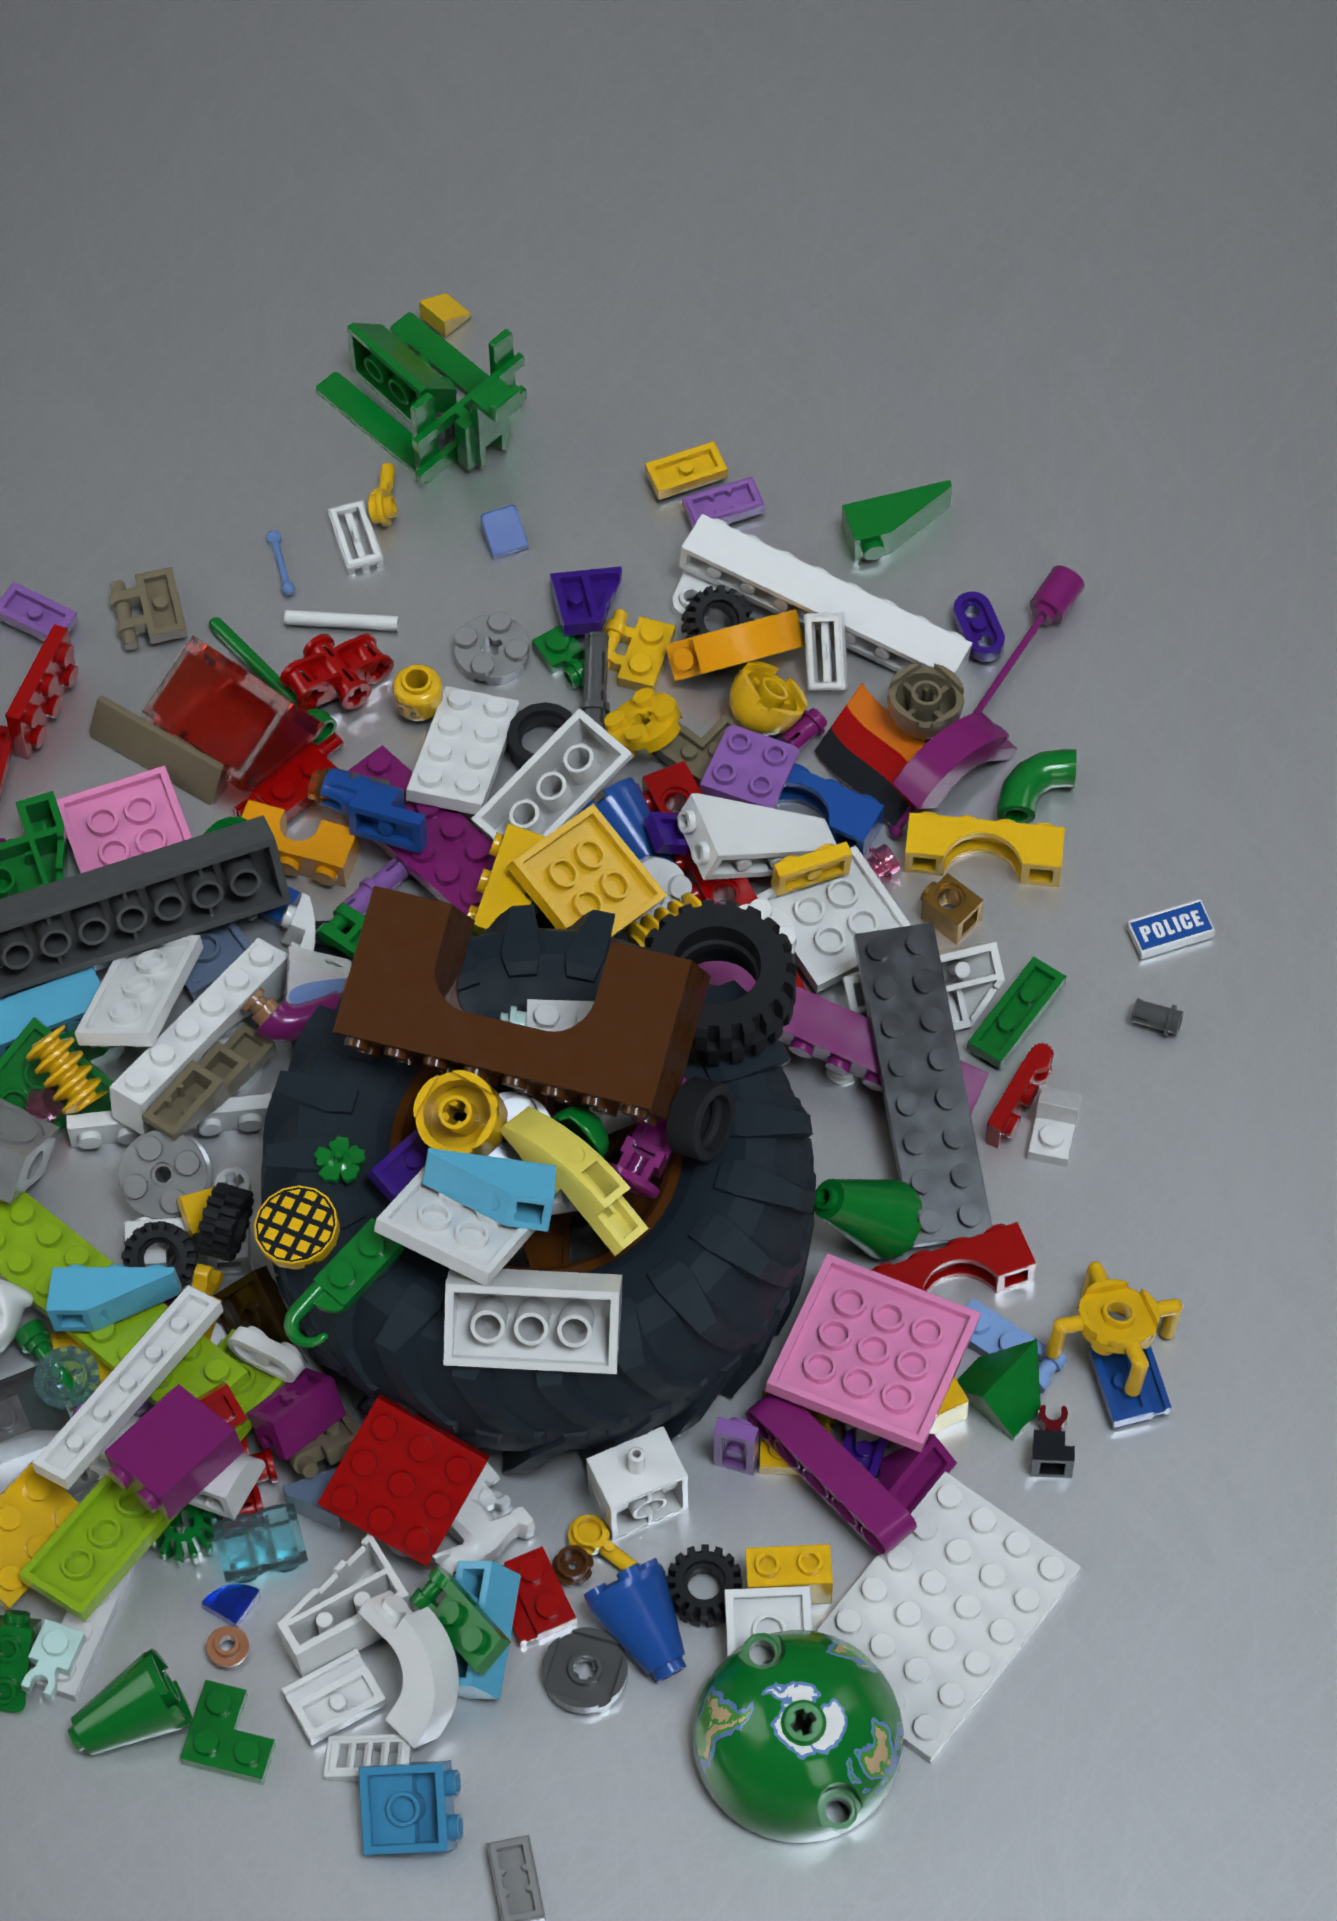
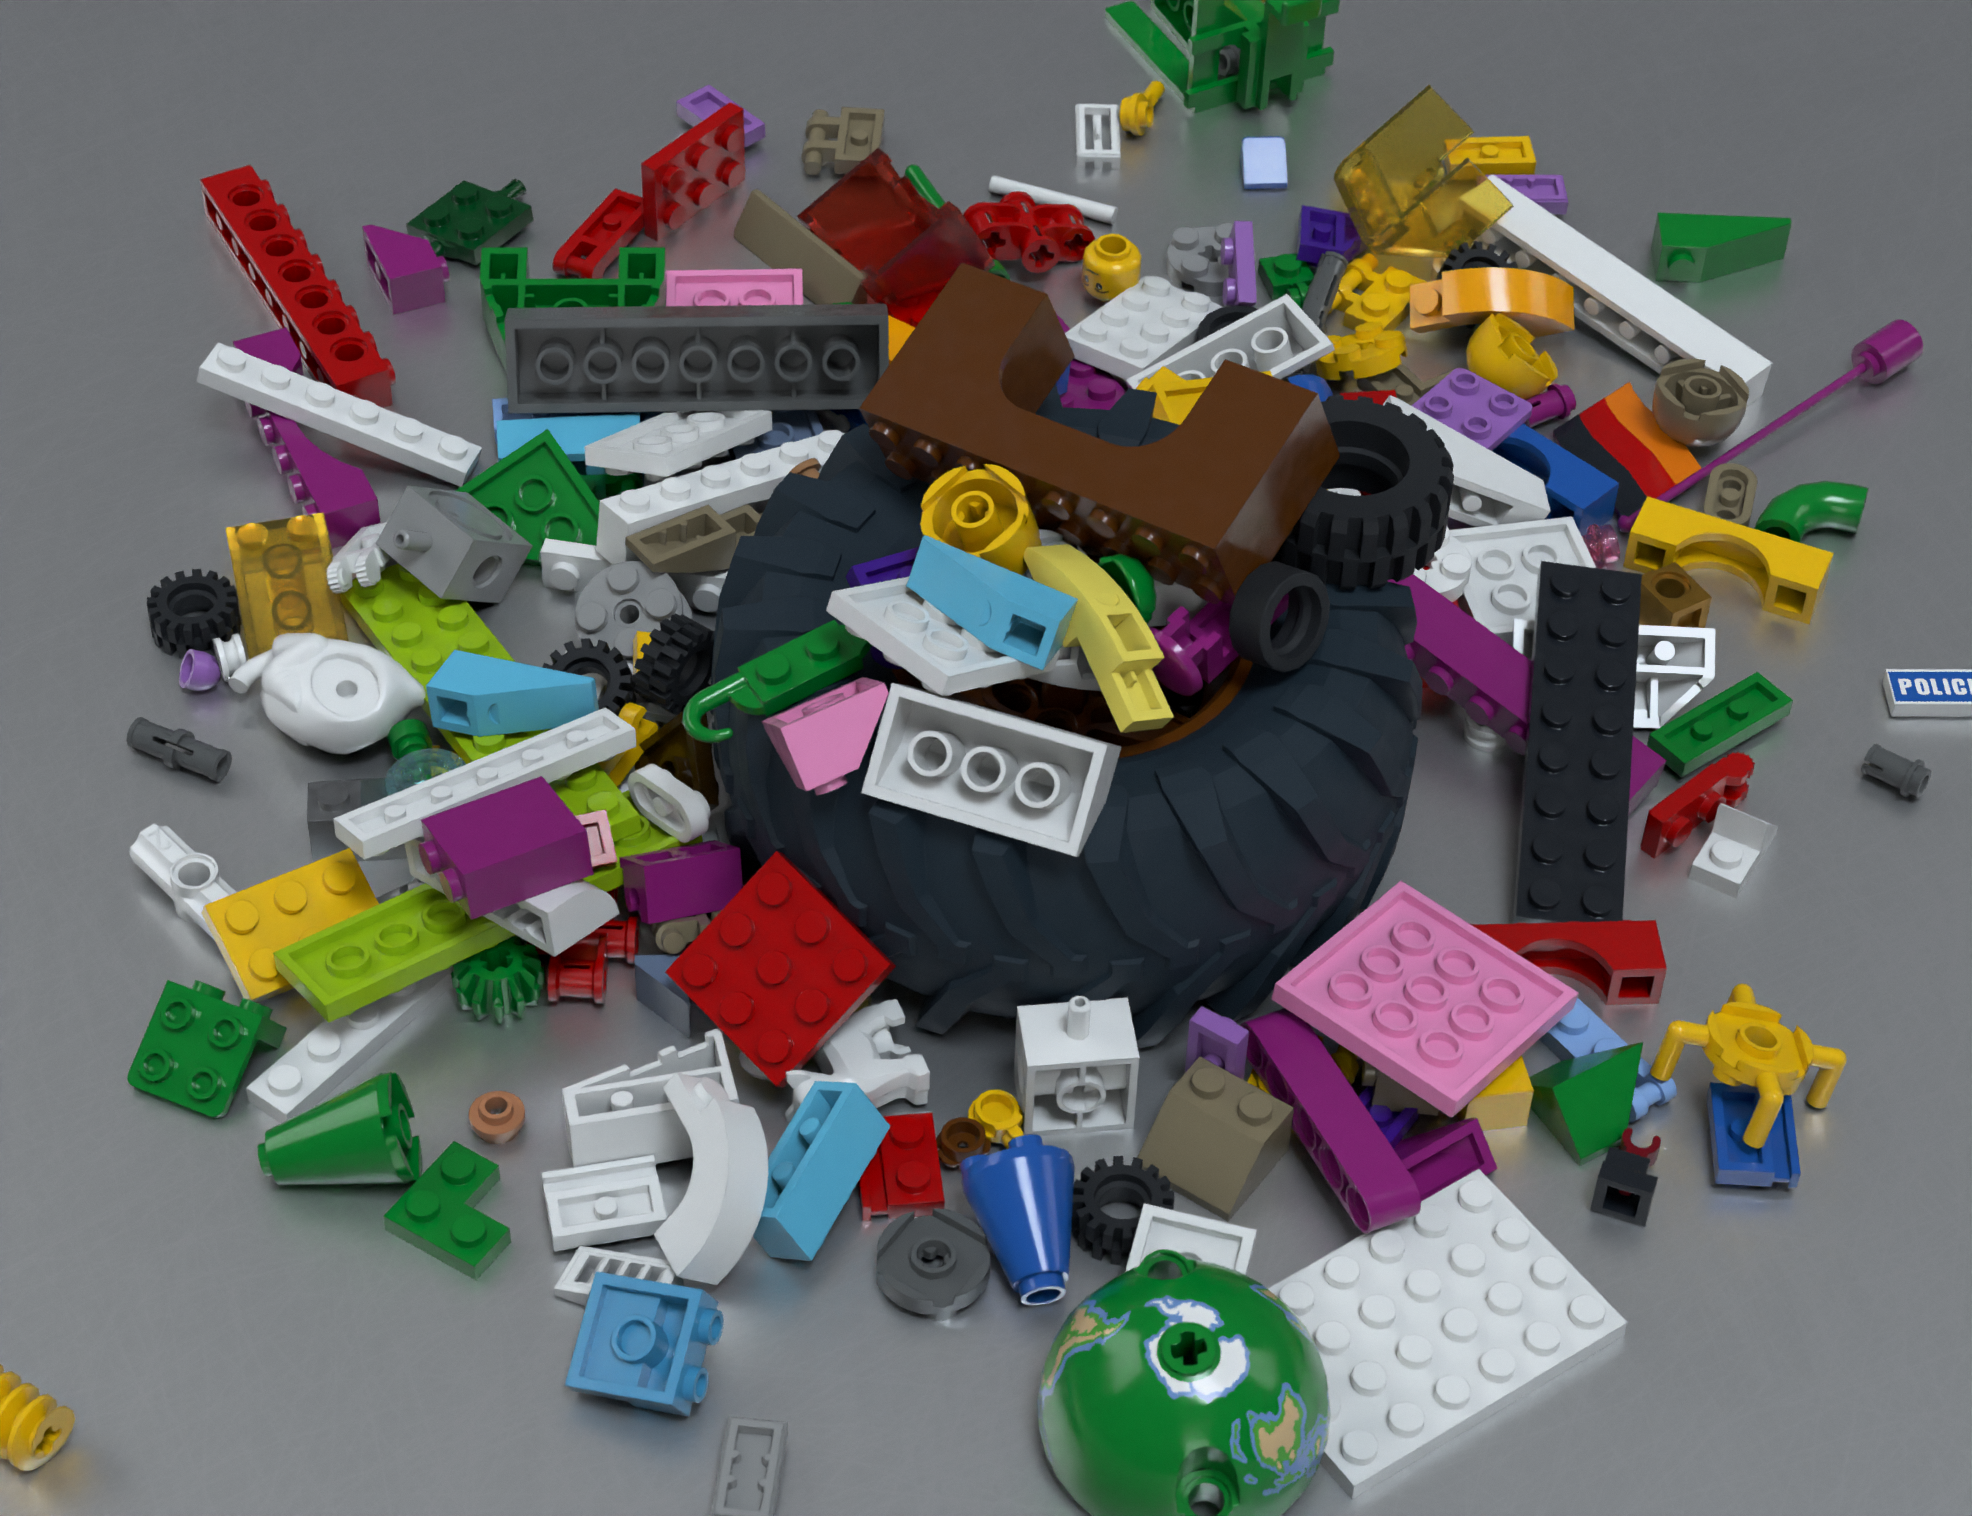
camera: 15 degrees right, 15 degrees down
(43, 1106) = (526, 520): clear pink plate -> none
(53, 1653) = (278, 1055): light aqua plate -> none
(65, 1071) = (556, 488): yellow piece -> none
(232, 1602) = (524, 1071): clear blue tile -> none
(260, 1543) = (582, 1010): clear light blue brick -> none
(274, 539) = (1007, 120): medium blue hinge -> none
(296, 1227) = (741, 615): tile -> none
(339, 1161) = (823, 566): green plant -> none
(402, 1319) = (828, 734): none -> bright pink slope
(463, 1619) = (794, 1142): green plate -> none
(519, 653) = (1238, 254): none -> medium lavender plate
(611, 539) = (1399, 190): none -> clear yellow windscreen
(751, 1503) = (1217, 1138): none -> dark tan slope
(791, 1568) = (1250, 1206): yellow brick -> none
(812, 868) = (1511, 515): yellow plate -> none
(840, 651) = (1590, 372): white tile -> none
(871, 1213) = (1468, 859): green cone -> none
(950, 756) = (1711, 450): magenta arch -> none
(974, 792) = (1731, 493): none -> dark tan plate
(980, 629) = (1790, 359): dark purple plate -> none

